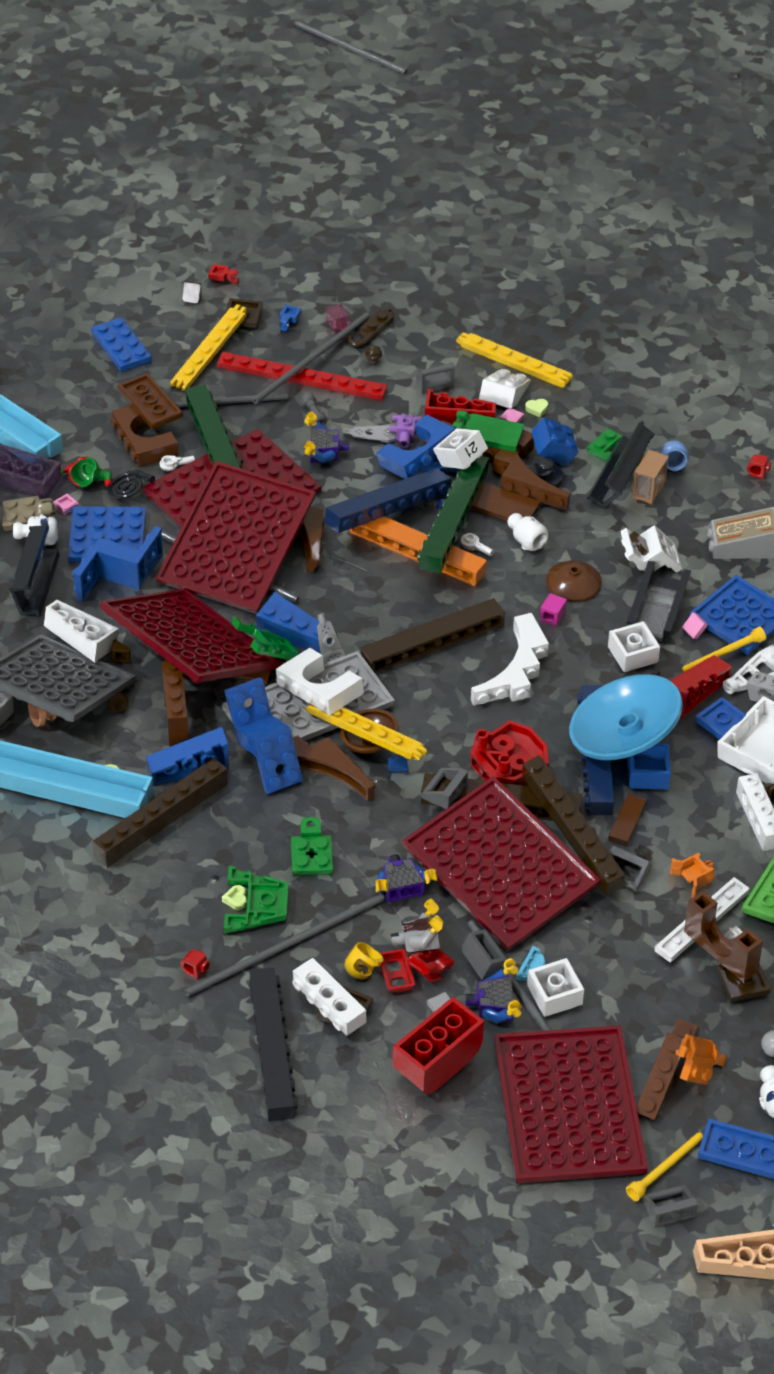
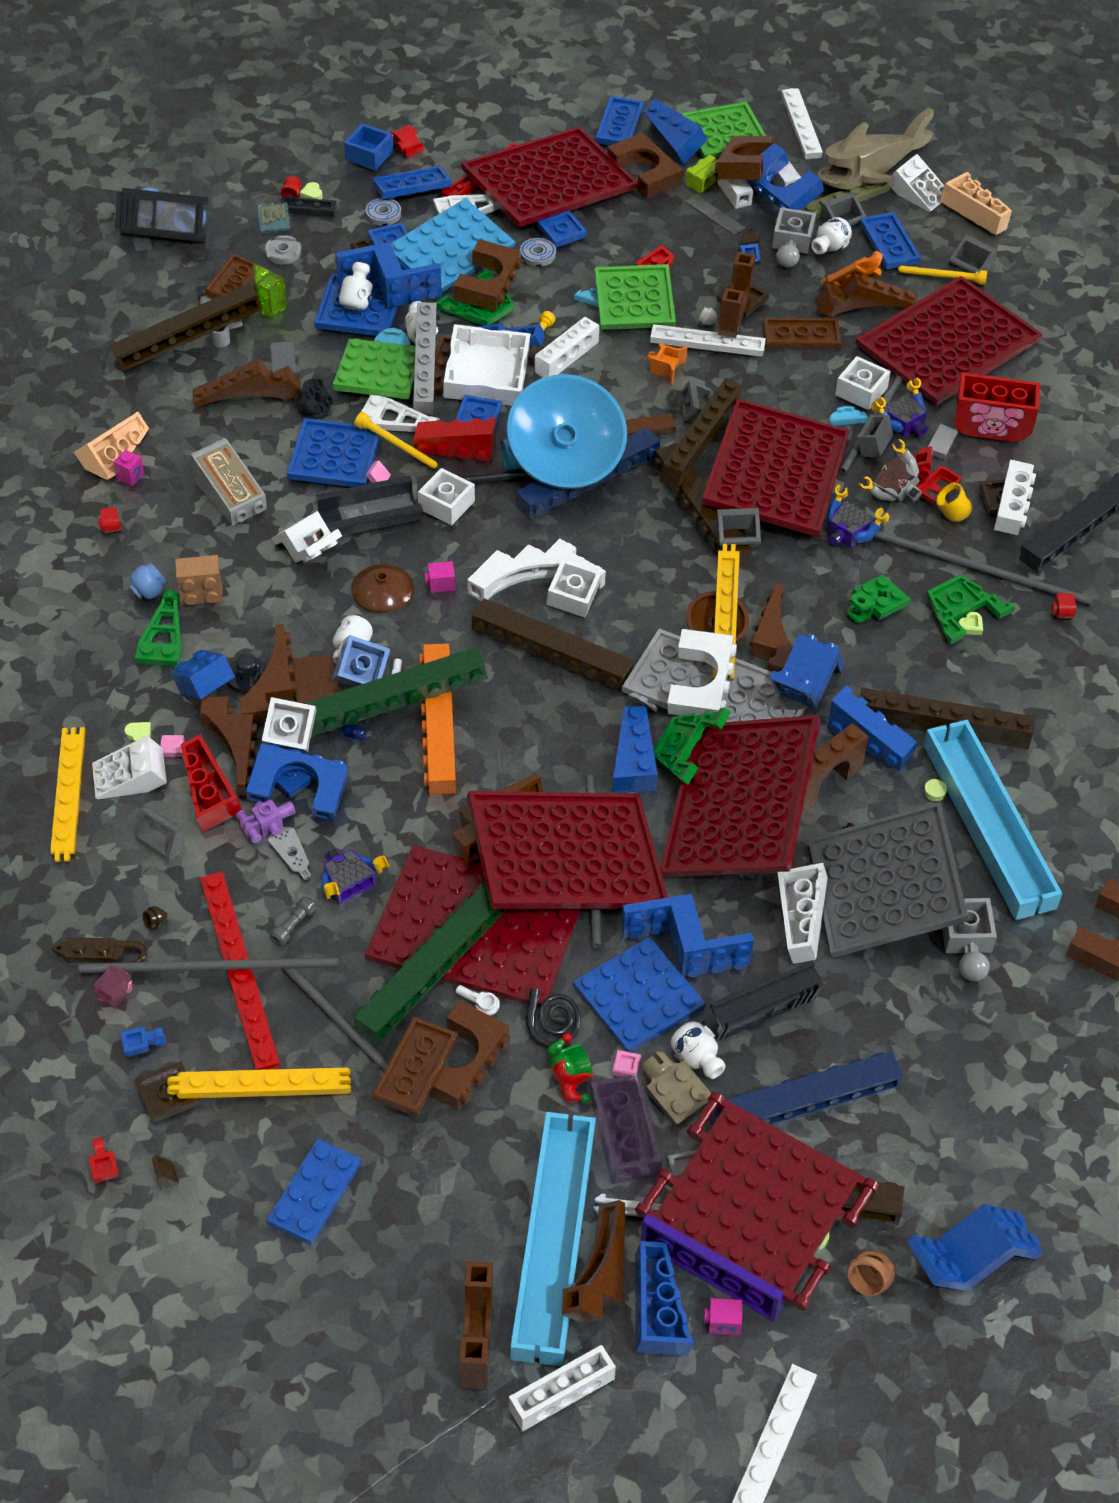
camera: 125 degrees left, 5 degrees up
(387, 500) = (409, 756): dark blue brick -> none
(472, 667) = (573, 588): none -> white brick
(492, 515) = (360, 662): none -> medium blue brick
(495, 432) = (230, 728): green tile -> none
(506, 762) = (651, 520): red brick -> none
(620, 466) = (206, 601): black piece -> none
(664, 999) = (801, 333): none -> reddish brown tile

